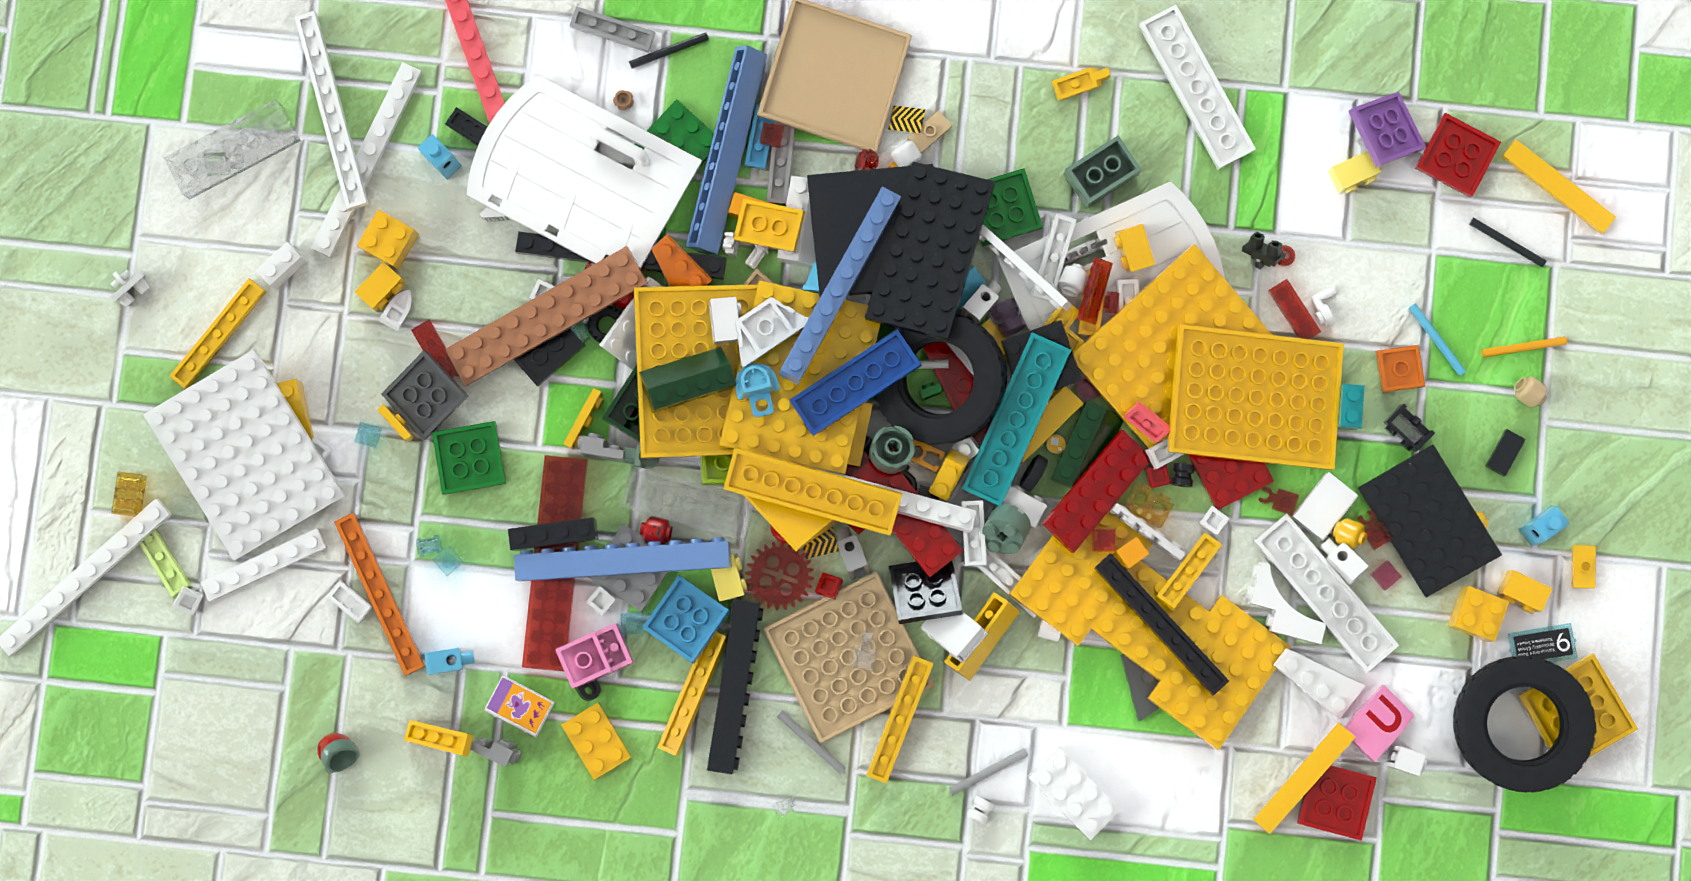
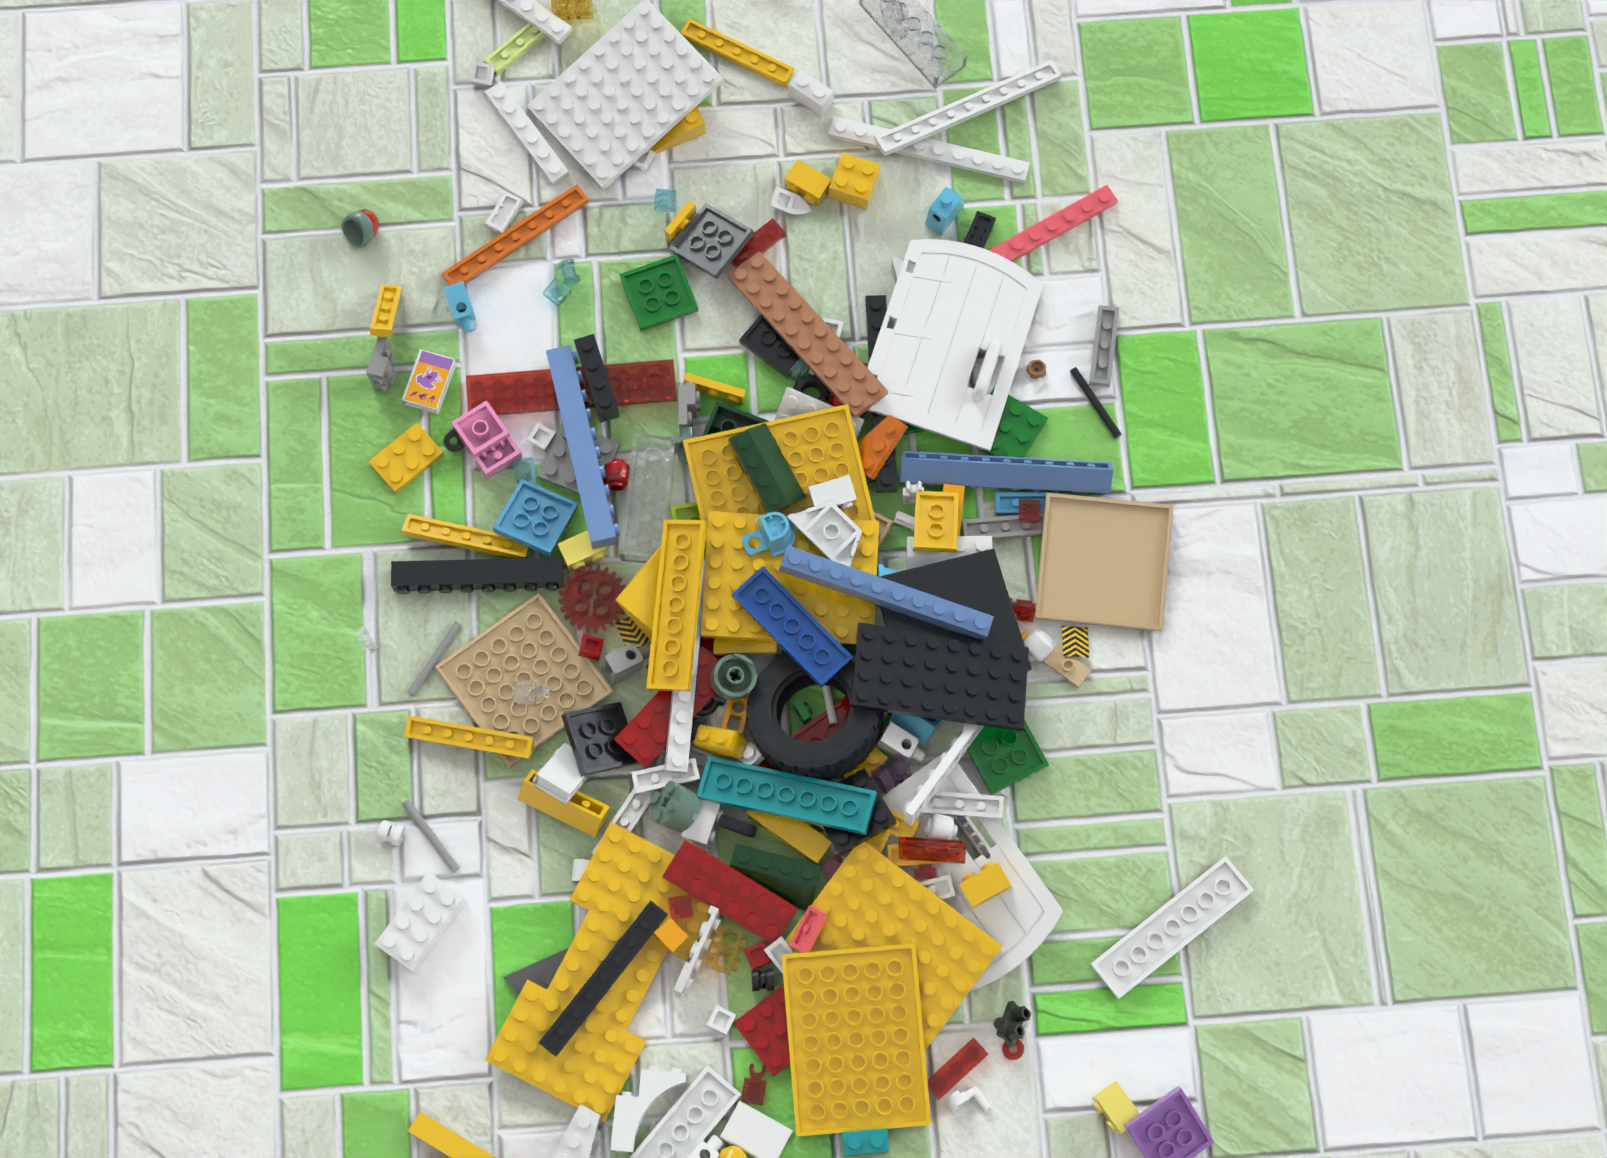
camera: 75 degrees right, 10 degrees down
(1055, 444) = (772, 844): pearl gold tile -> none
(1079, 82) = (1150, 806): yellow hinge -> none
(1102, 171) = (1060, 842): sand green brick -> none
(1188, 571) = (663, 1000): yellow plate -> none

